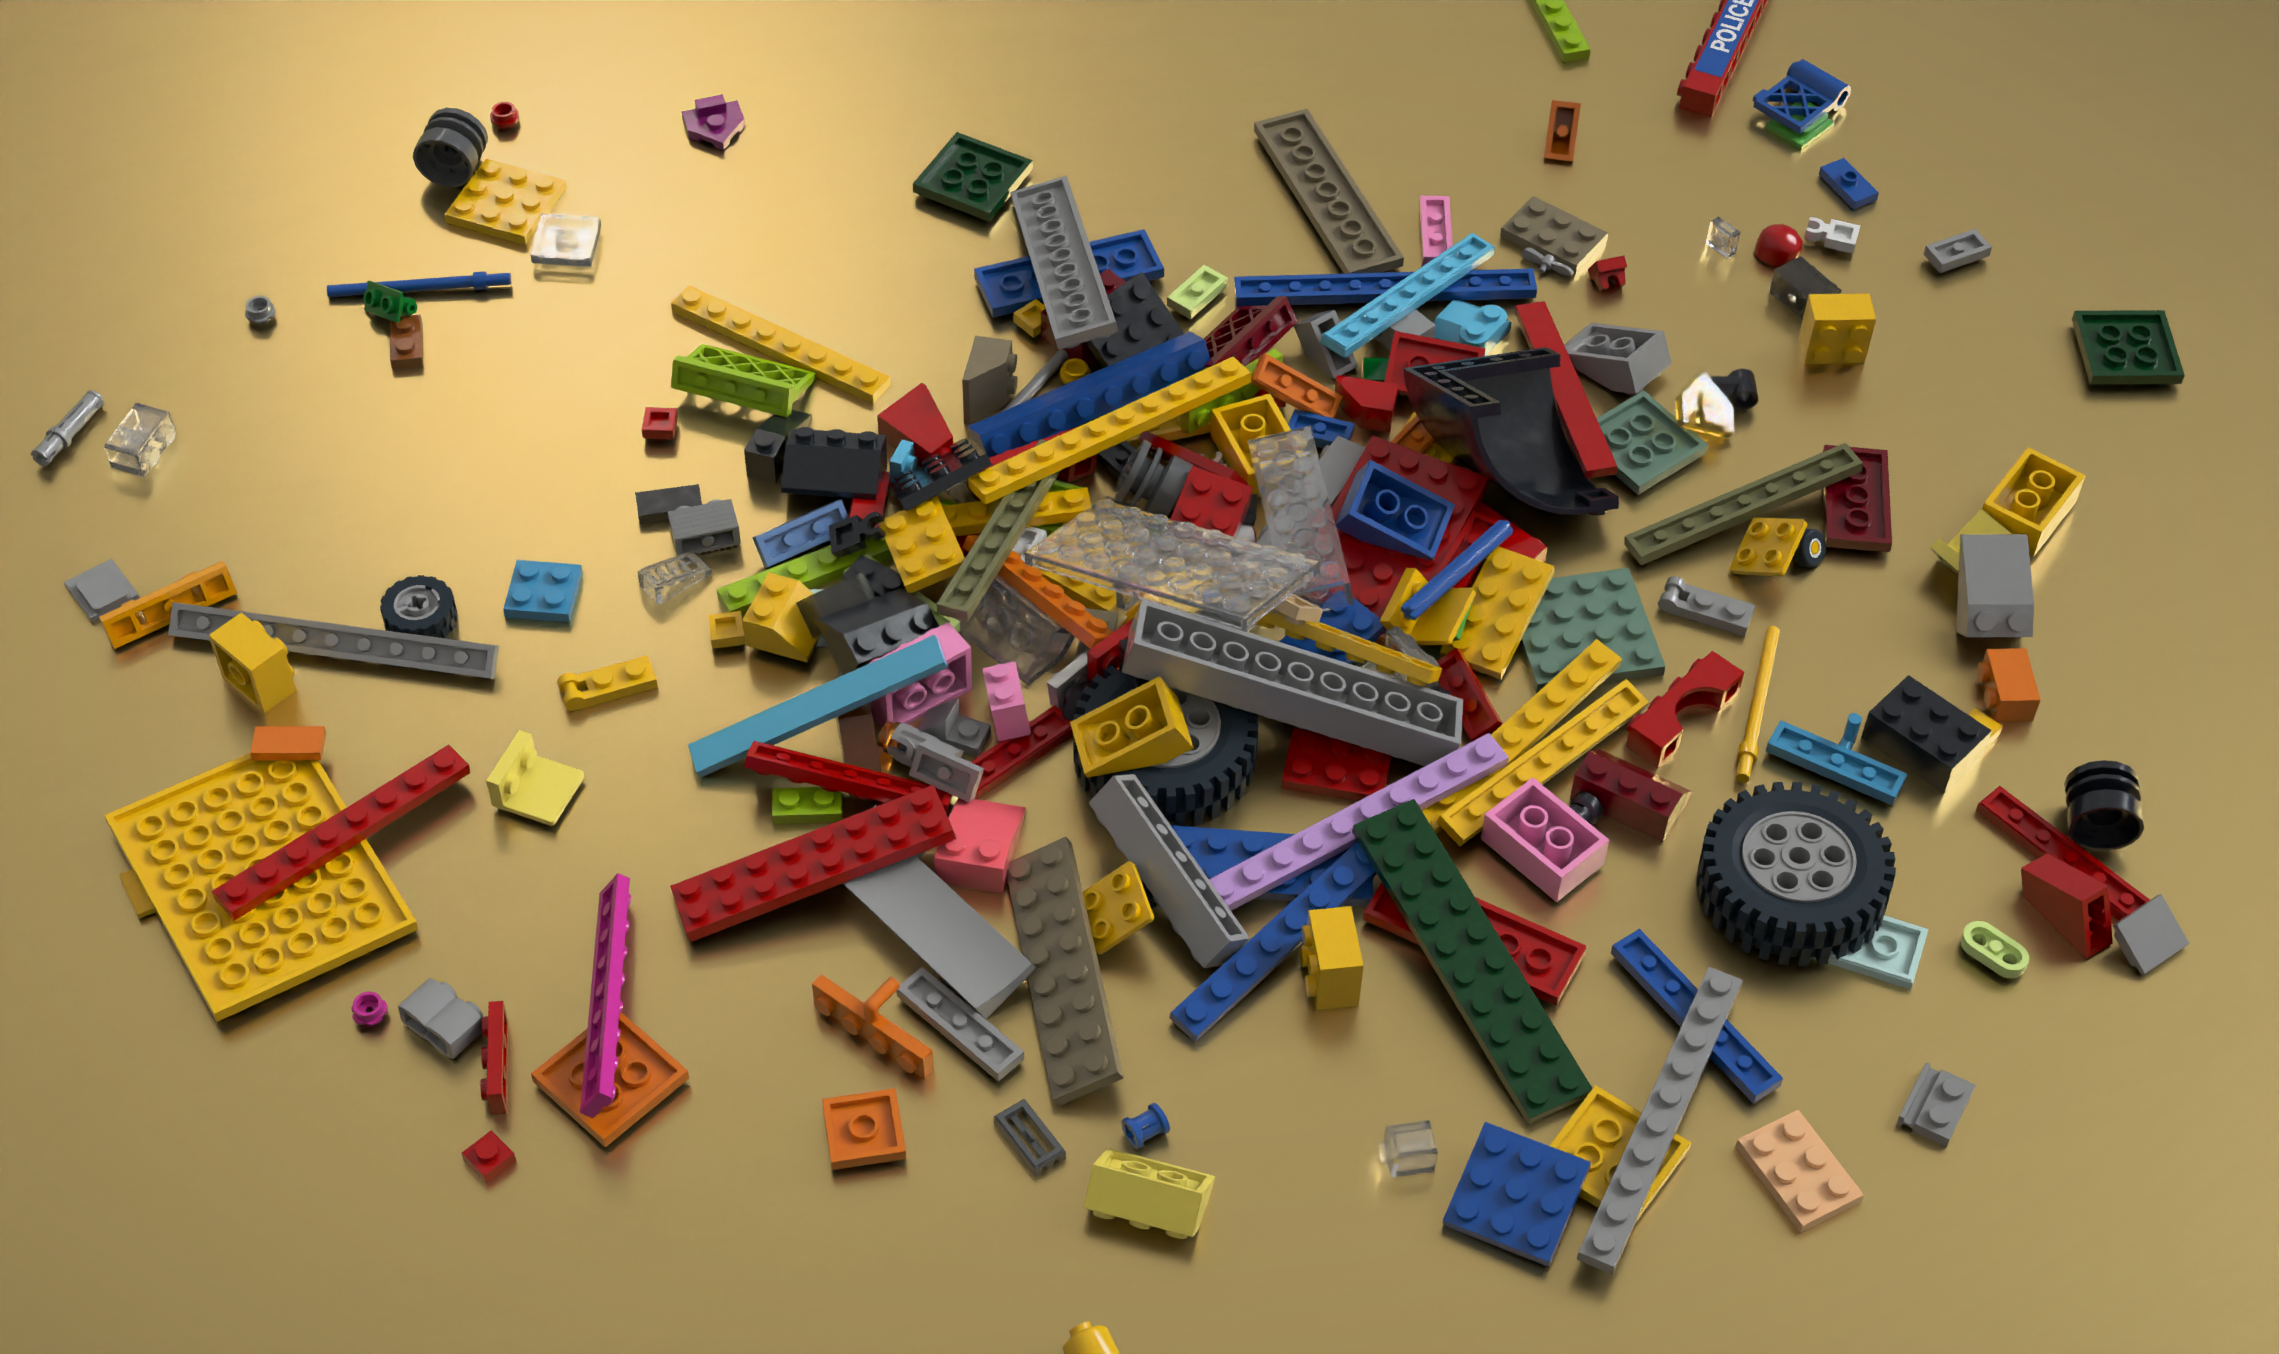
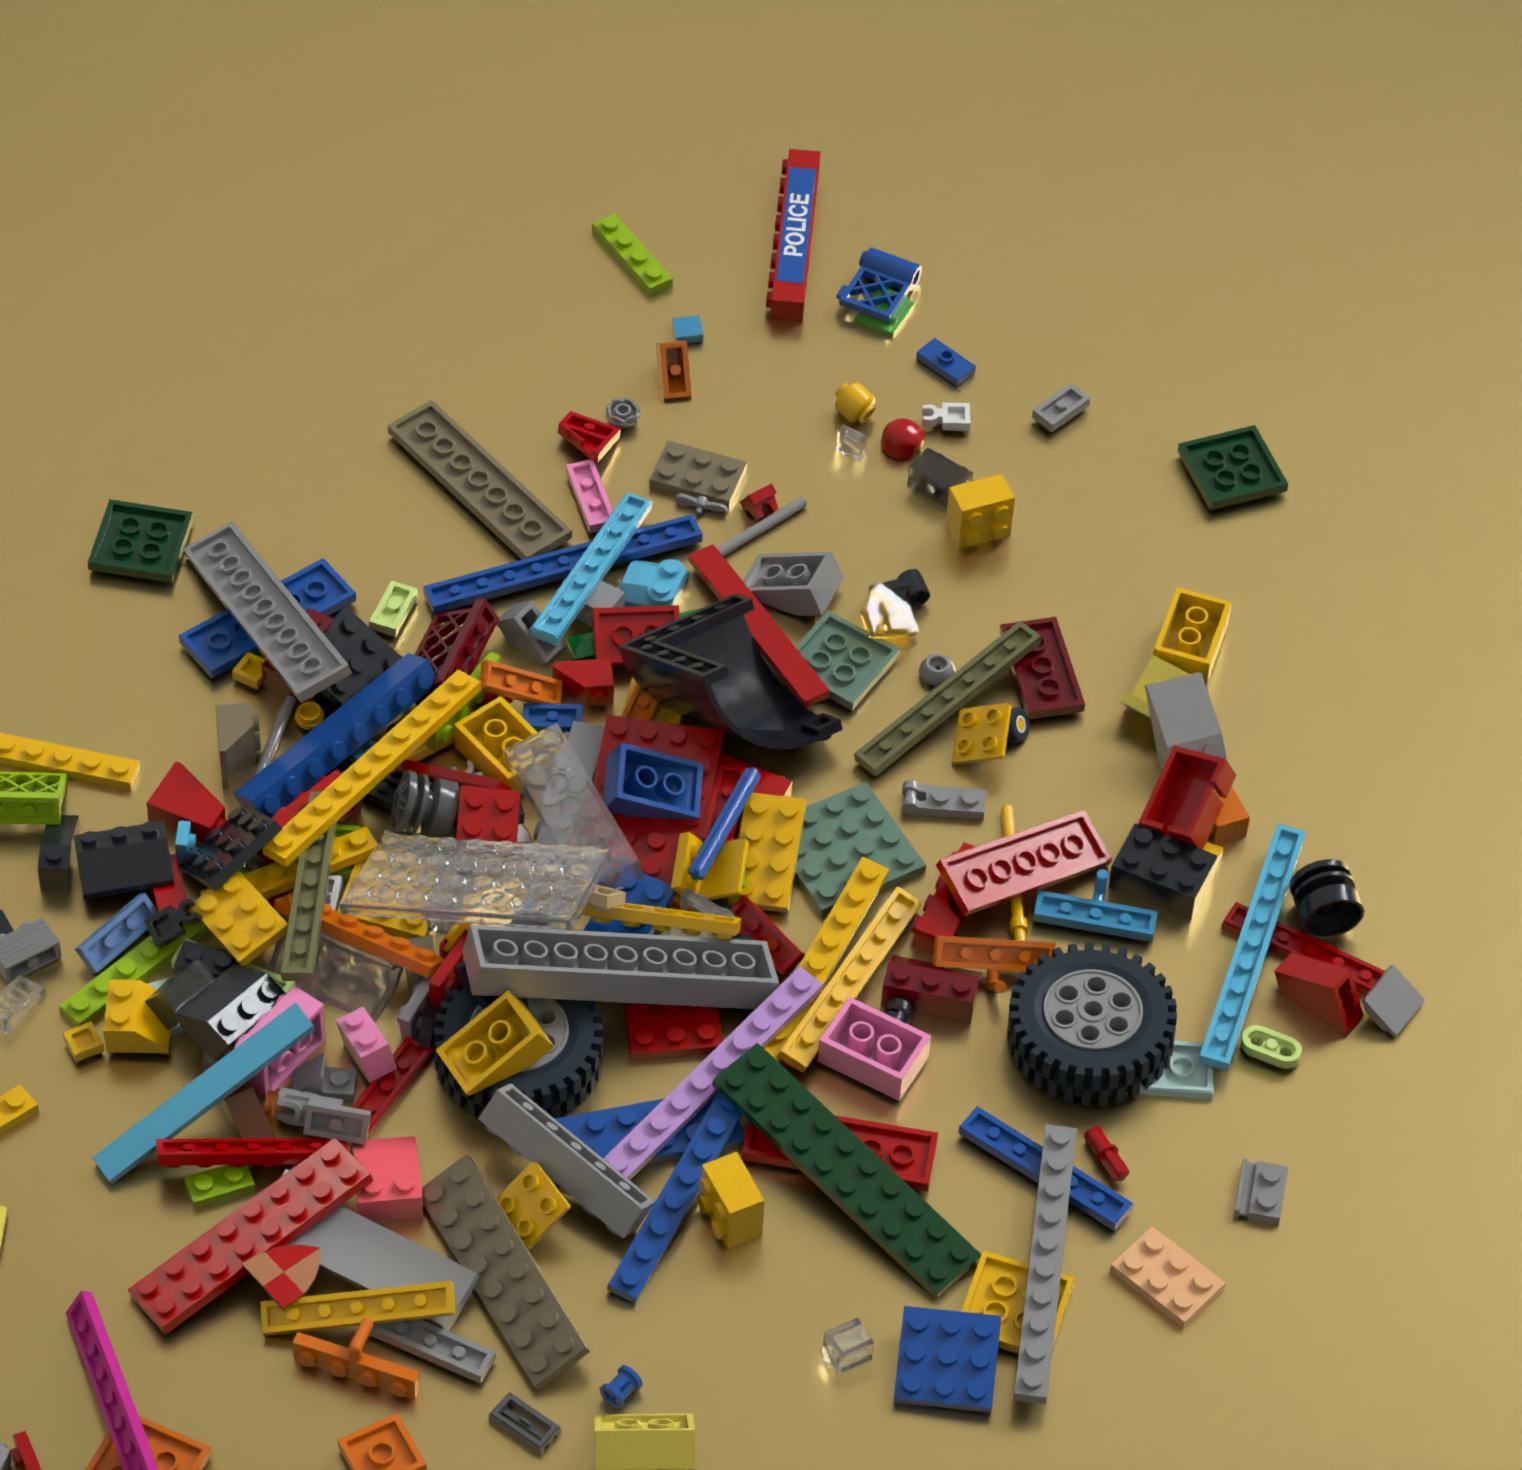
camera: 20 degrees left, 0 degrees up
(832, 908) = (285, 1271): none -> shield
(909, 967) = (349, 1308): none -> yellow plate
(1453, 174) = (588, 434): none -> red wing
(1496, 161) = (623, 413): none -> light grey plate
(1590, 98) = (687, 329): none -> dark azure tile
(1603, 297) = (762, 526): none -> light grey bar
(1701, 772) = (988, 955): none -> orange plate
(1739, 200) = (854, 402): none -> yellow head
(1741, 472) = (936, 669): none -> light grey plate
(1770, 1017) = (1106, 1153): none -> red axle
(1771, 686) = (1023, 862): none -> plate
(1976, 659) = (1188, 796): none -> red piece
(2001, 838) = (1252, 947): none -> medium azure plate

